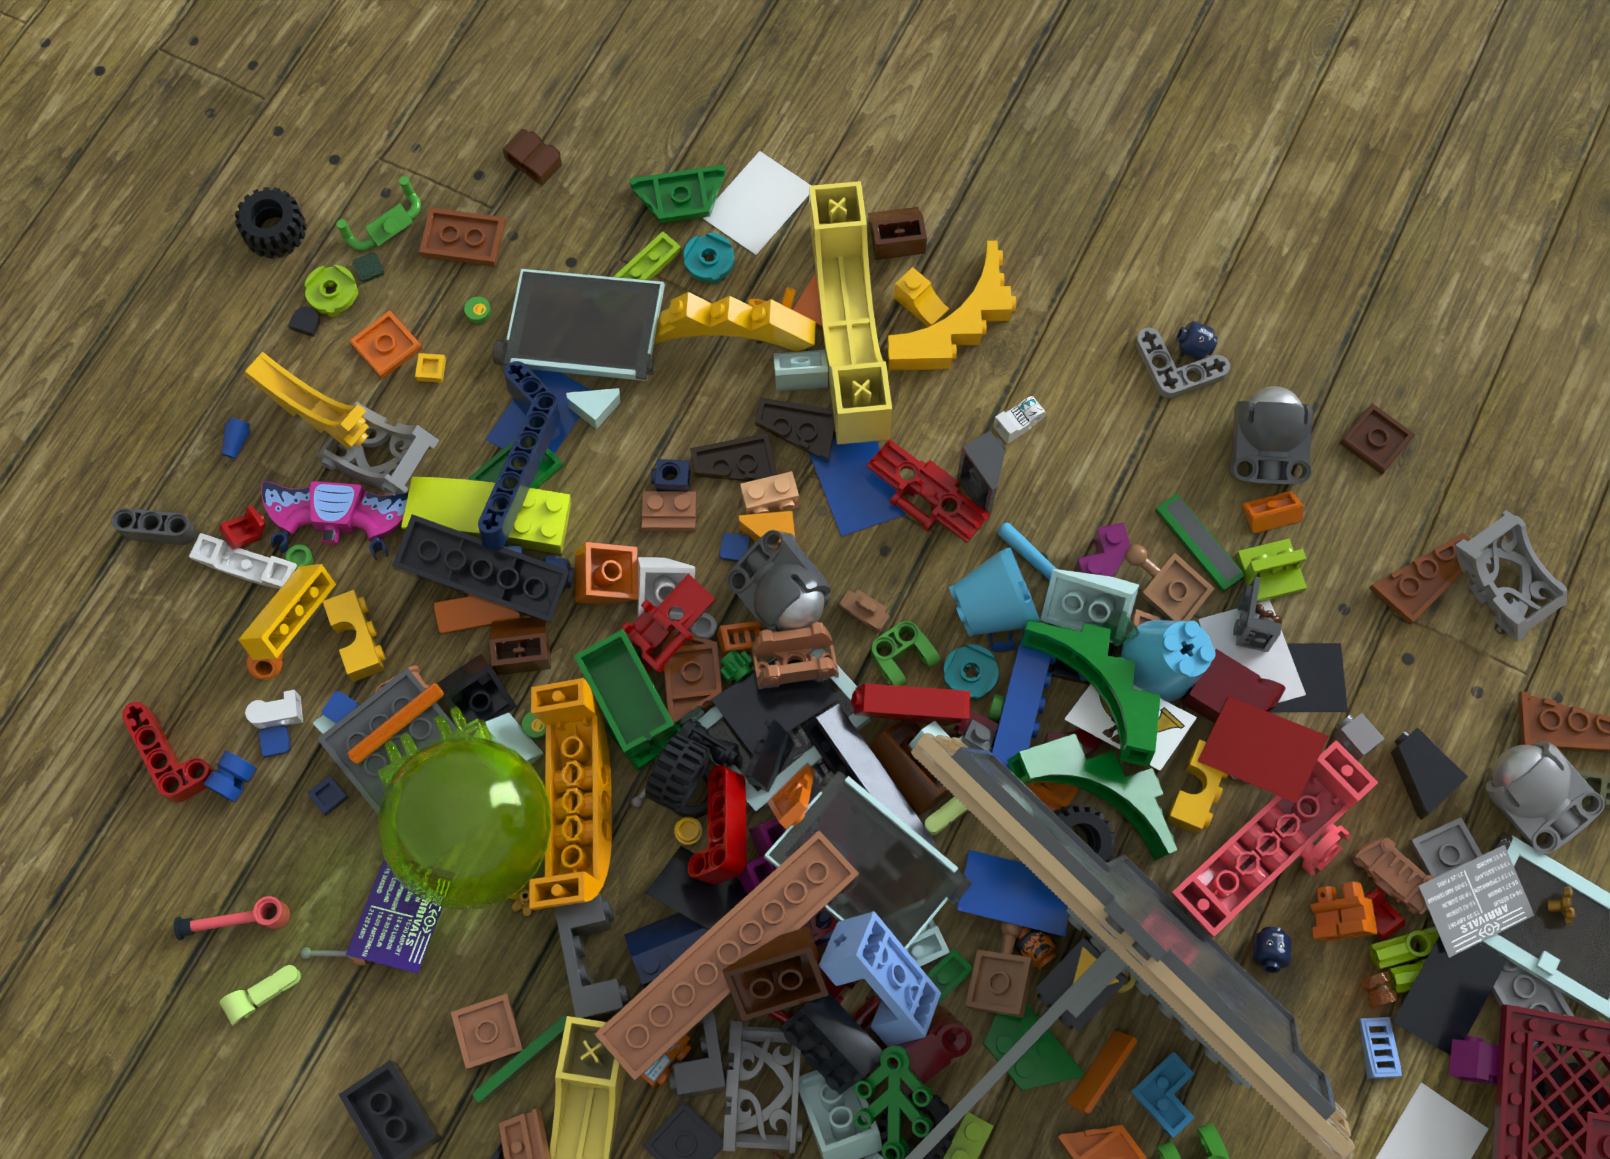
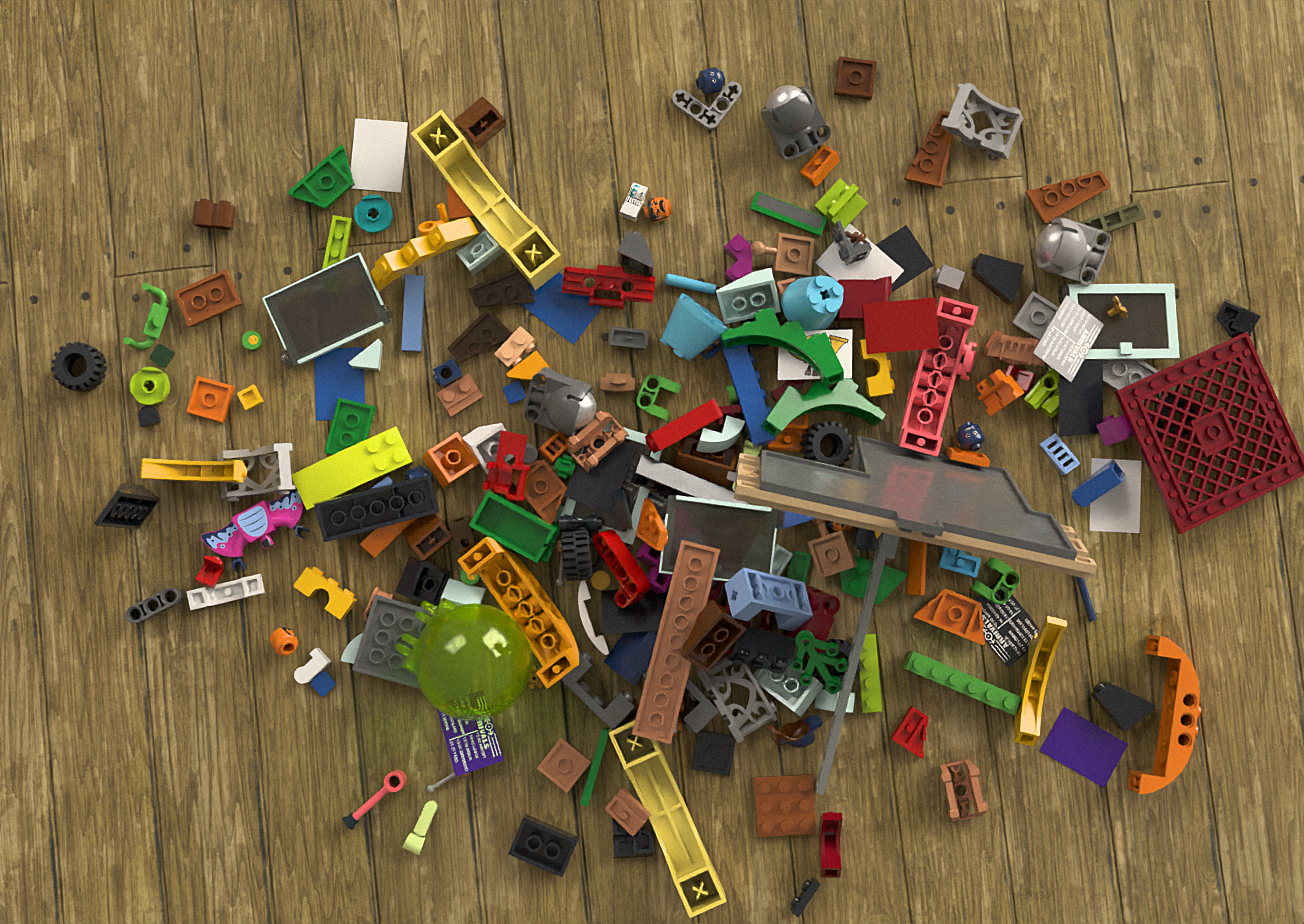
camera: 30 degrees left, 15 degrees up
(161, 749) = (260, 733): red beam -> none
(201, 387) = (127, 507): none -> black slope
(230, 776) = (314, 721): blue wheel -> none
(234, 437) = (161, 518): blue cone -> none
(287, 612) = (278, 607): yellow brick -> none
(300, 555) = (257, 566): bright green tile -> none
(327, 795) = (377, 694): dark blue tile -> none
(338, 707) = (350, 642): blue piece -> none
(395, 723) = (392, 631): orange axle -> none
(524, 455) = (350, 424): dark blue beam -> none
(560, 661) = (460, 529): none -> dark brown torso
(653, 835) = (599, 641): none -> white slope
(678, 389) = (413, 313): none -> medium blue tile
(912, 566) = (628, 337): none -> dark grey plate
(919, 298) = (524, 159): yellow arch -> none
(936, 345) = (552, 186): yellow arch -> none
(966, 657) = (695, 373): teal plate -> none
(978, 736) = (734, 422): dark grey plate -> none
(1042, 443) = (657, 209): none -> head
(1121, 628) = (777, 302): clear green piece -> none
(1254, 970) = (967, 456): none -> orange tile
(1379, 989) = (1041, 421): clear orange wheel -> none
(1410, 1118) = (1098, 484): none -> blue slope

